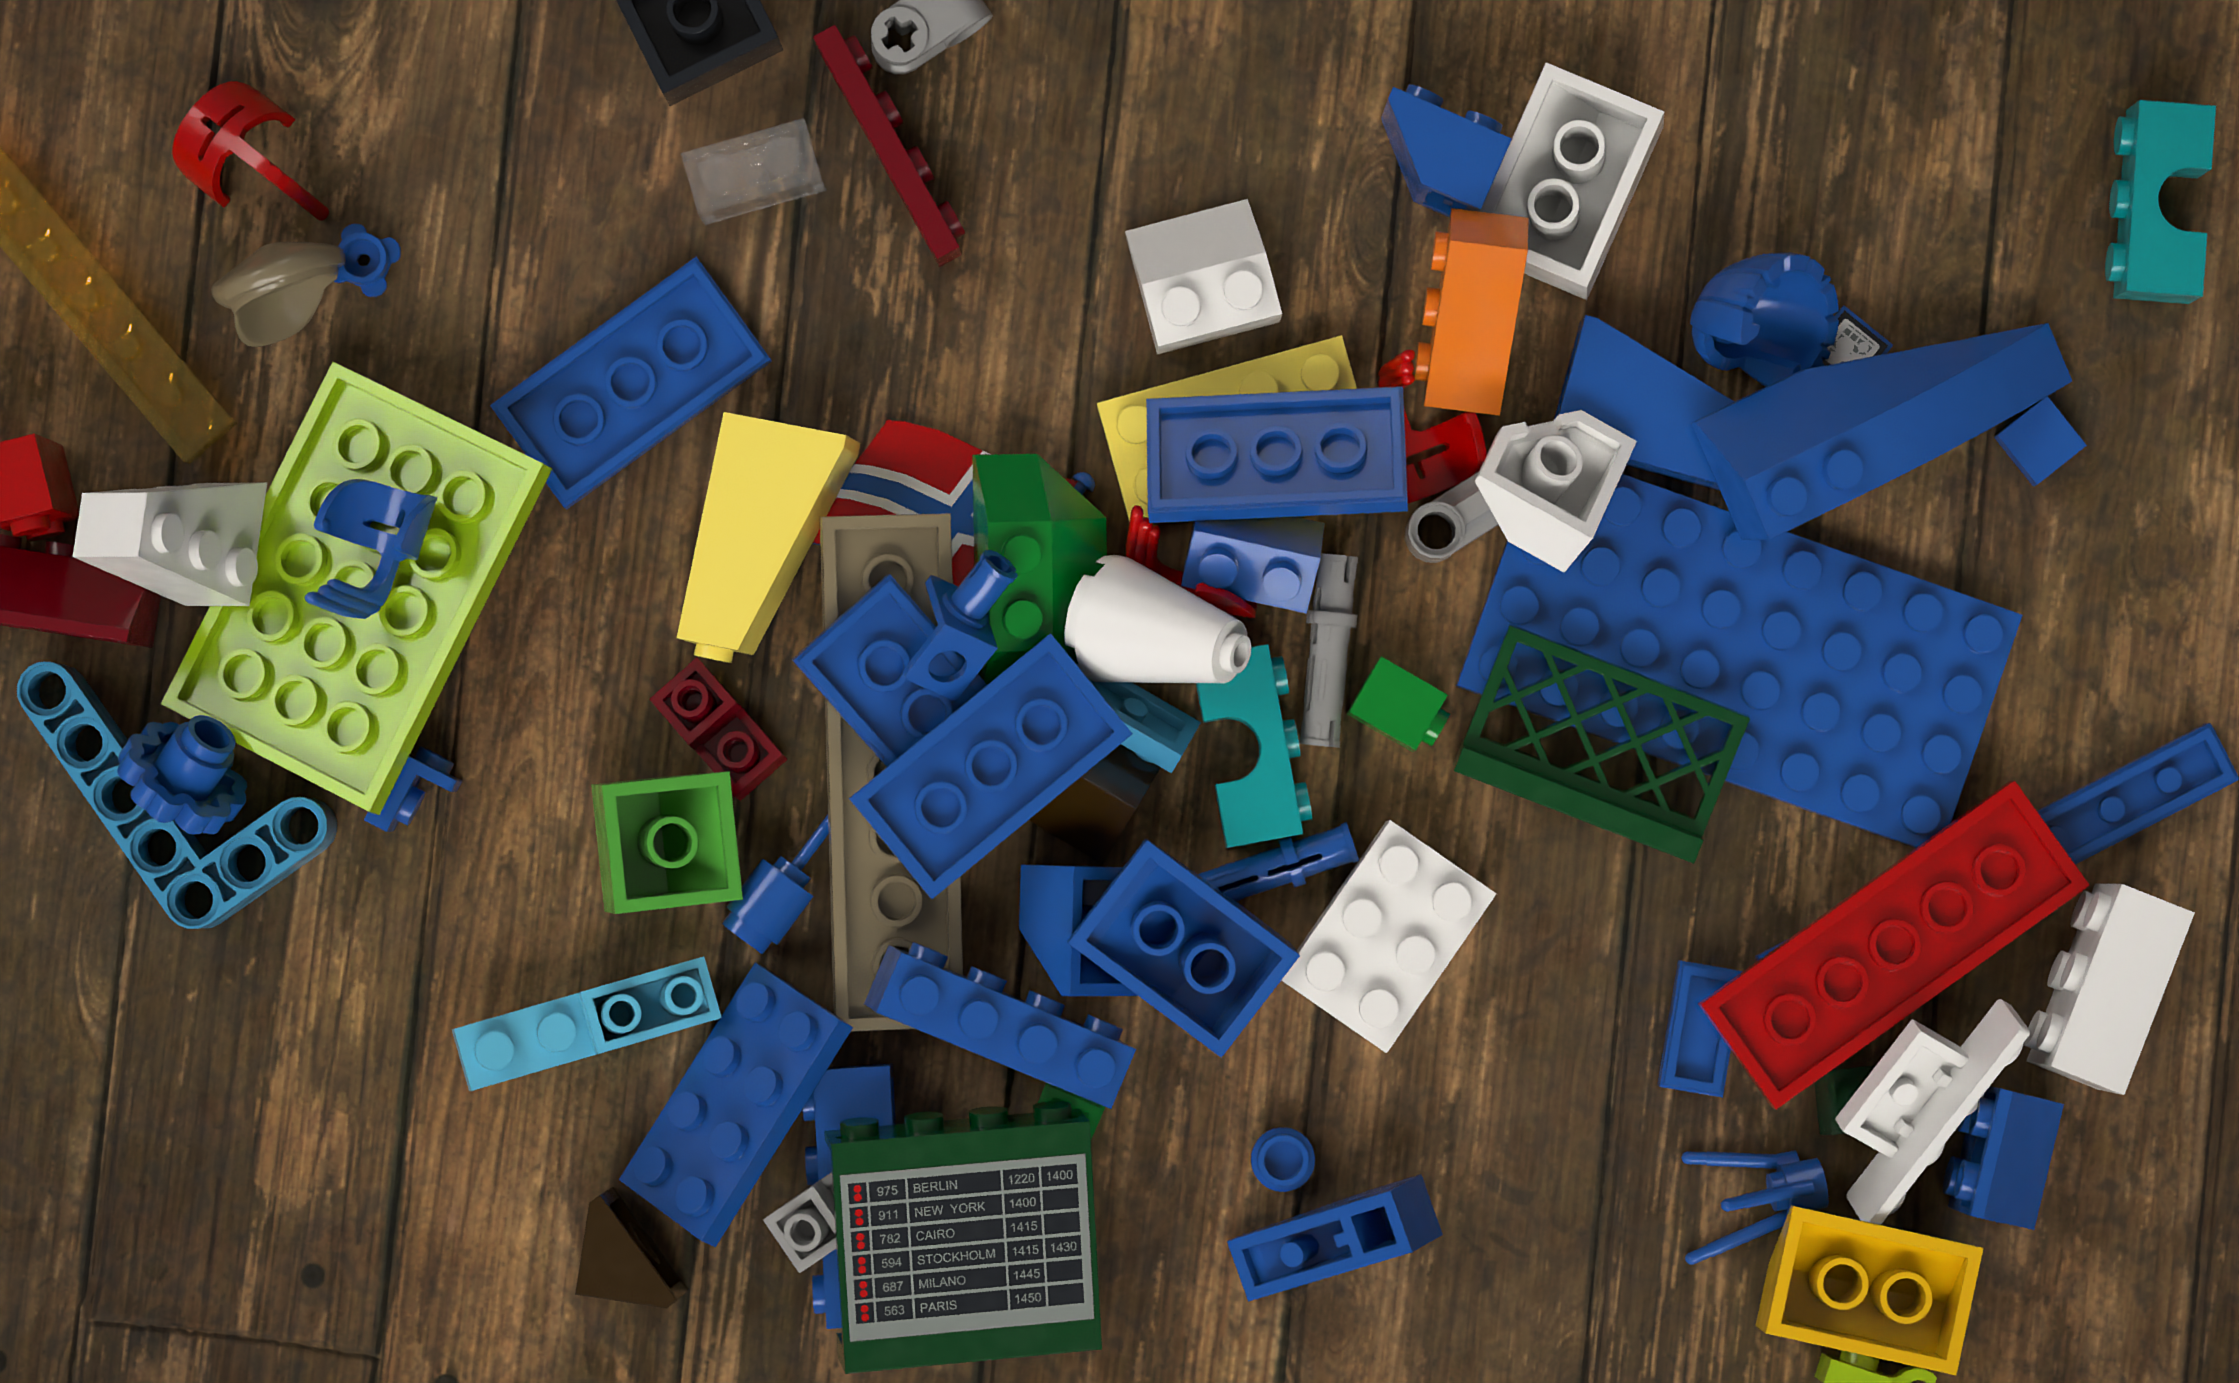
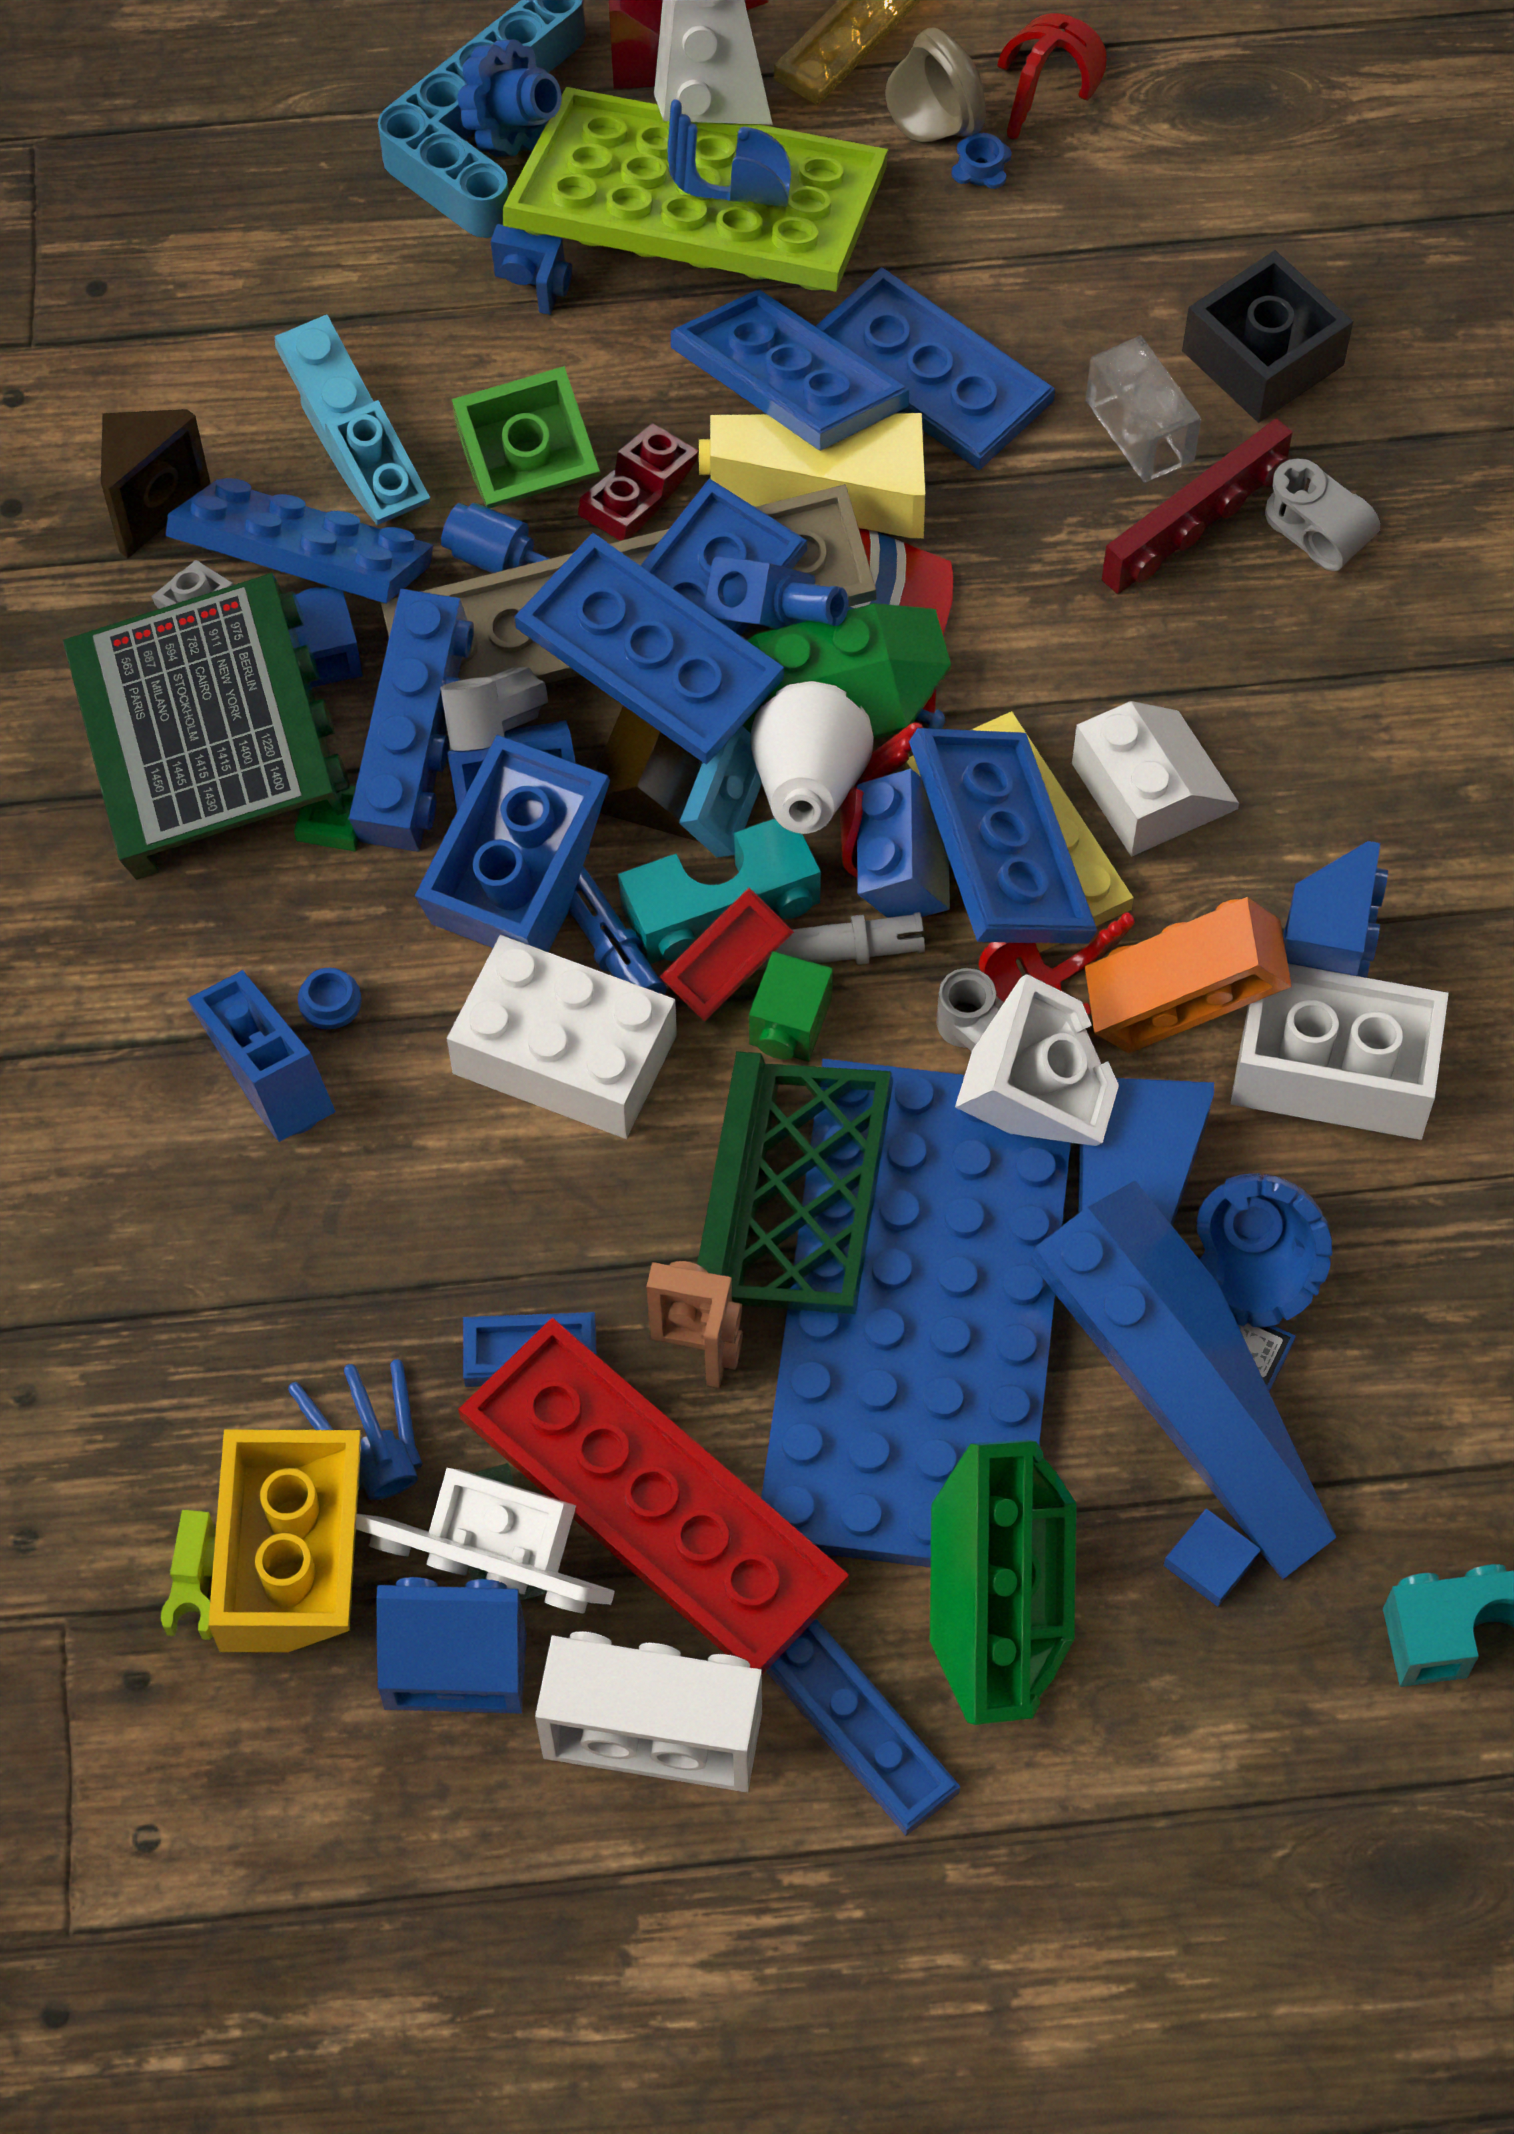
camera: 80 degrees right, 25 degrees down
(628, 539) = (790, 369): none -> blue tile
(1016, 948) = (490, 706): none -> light grey piece
(1333, 756) = (726, 954): none -> red tile
(1720, 866) = (695, 1312): none -> nougat bracket
(2058, 645) = (1002, 1579): none -> green wedge

